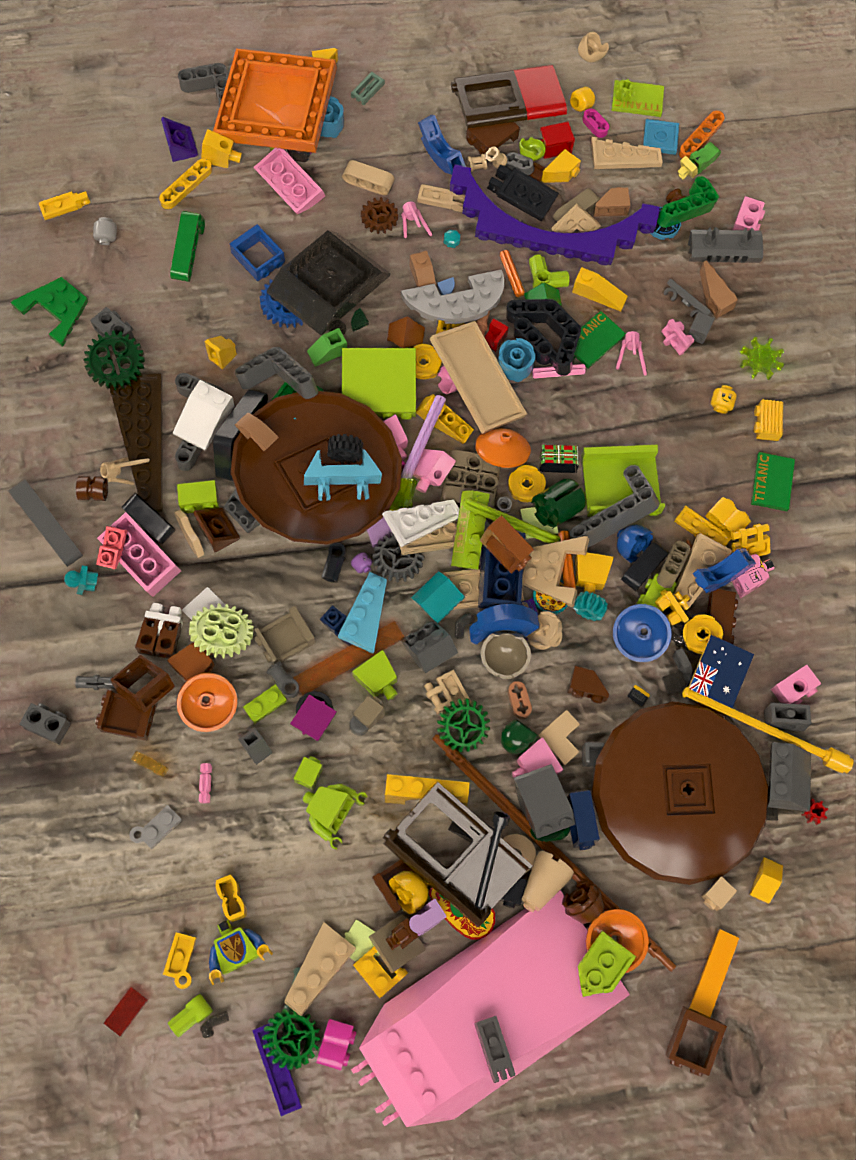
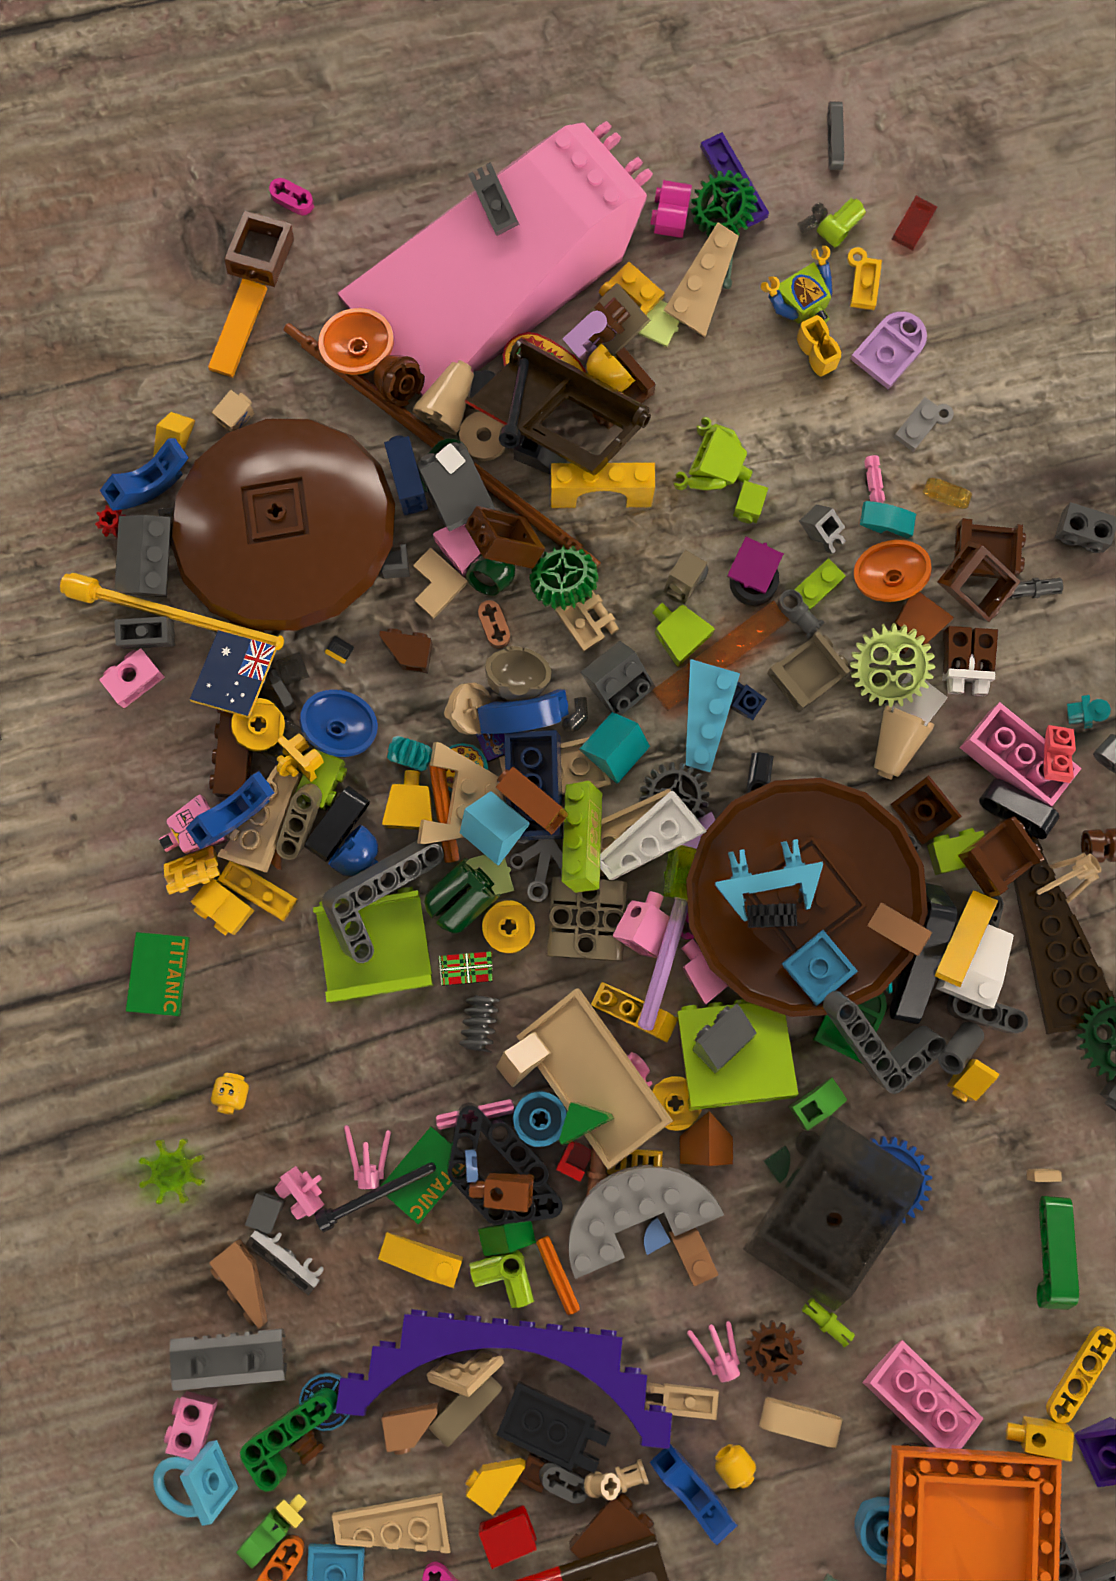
camera: 175 degrees right, 10 degrees up
(169, 896) = (891, 349): none -> lavender tile
(171, 483) = (1001, 856): none -> reddish brown panel
(179, 1103) = (835, 133): none -> dark grey beam
(184, 291) = (1044, 1175): none -> tan tile
(189, 533) = (952, 787): tan tile -> none
(201, 748) = (887, 517): none -> teal slope
(208, 427) = (966, 938): none -> yellow tile
(224, 368) = (961, 1048): none -> dark grey pin
(224, 578) = (899, 741): none -> tan cone
(248, 240) = (972, 1272): blue window -> none
(314, 423) = (819, 967): none -> dark azure tile
(341, 228) = (828, 1322): none -> lime pin
(361, 563) = (722, 782): medium lavender piece -> none
(388, 383) = (724, 1039): none -> dark grey slope
(412, 159) = (735, 1466): none -> yellow head
(451, 238) = (656, 1327): teal tile -> none
(487, 348) = (581, 1120): none -> green slope
(493, 760) = (502, 537): none -> reddish brown window
(503, 448) = (549, 959): orange dish -> none
(517, 524) = (538, 850): lime axle -> none
(523, 397) = (522, 1058): none -> tan slope
(532, 148) = (546, 1514): lime hair -> none
(538, 539) = (492, 826): none -> medium azure slope
(544, 309) = (516, 1191): none -> dark orange torso
(547, 817) = (450, 458): none -> white sticker
(551, 423) = (479, 1023): none -> dark grey piece
(566, 328) = (471, 1166): none -> medium blue tile
(603, 965) = (370, 312): lime tile -> none
(659, 320) = (328, 1217): none -> black piece
(669, 1089) = (293, 193): none -> dark pink beam
(739, 184) = (205, 1481): none -> medium azure tile
(769, 420) = (162, 1067): yellow brick -> none
(790, 840) = (147, 482): none -> blue arch

